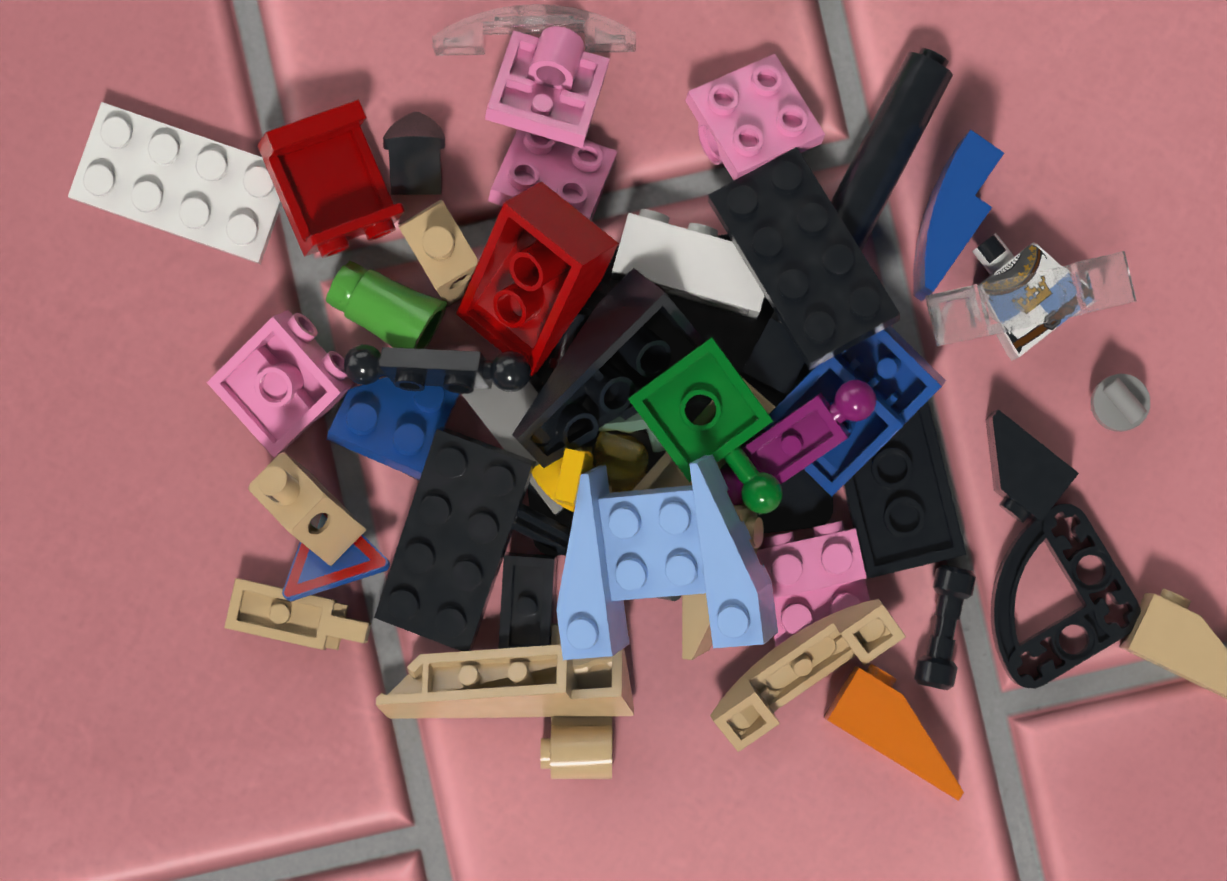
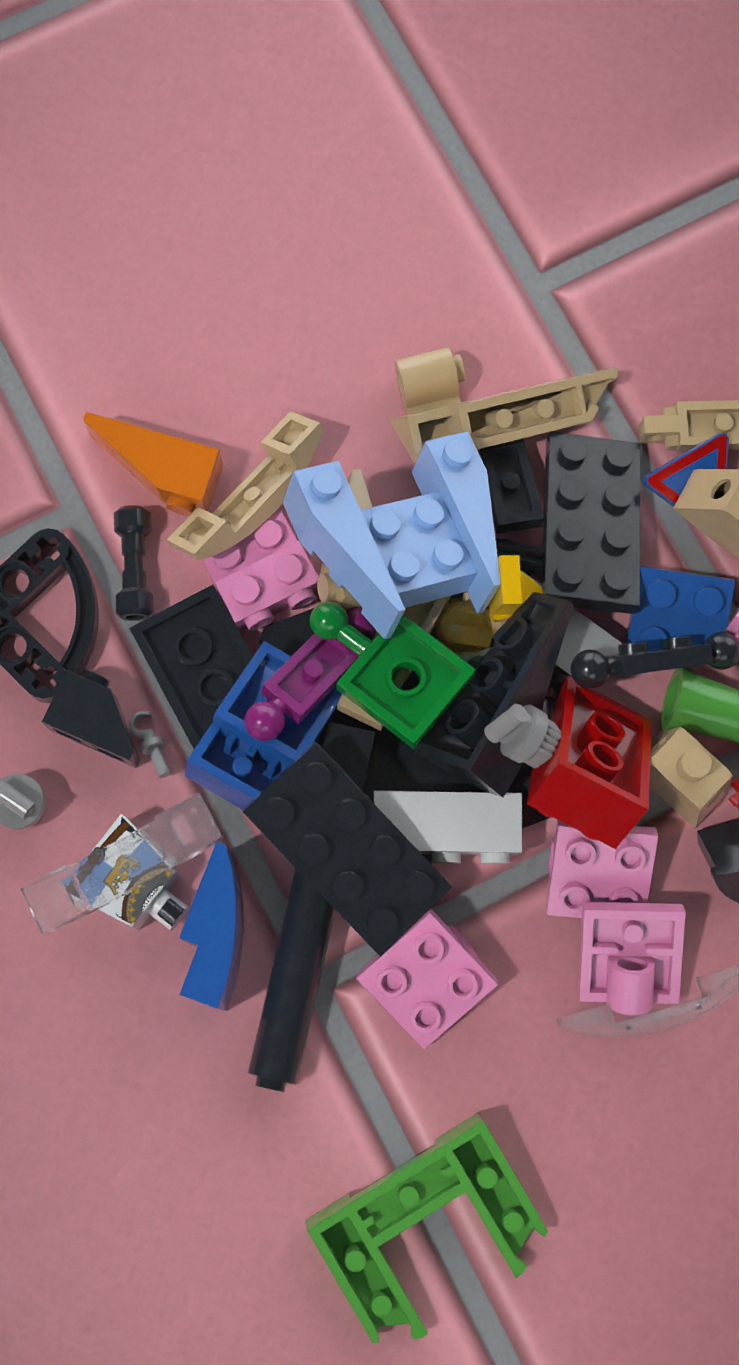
camera: 170 degrees right, 10 degrees down
(601, 310) = (524, 735): none -> light grey piece
(970, 430) = (151, 744): none -> light grey hand

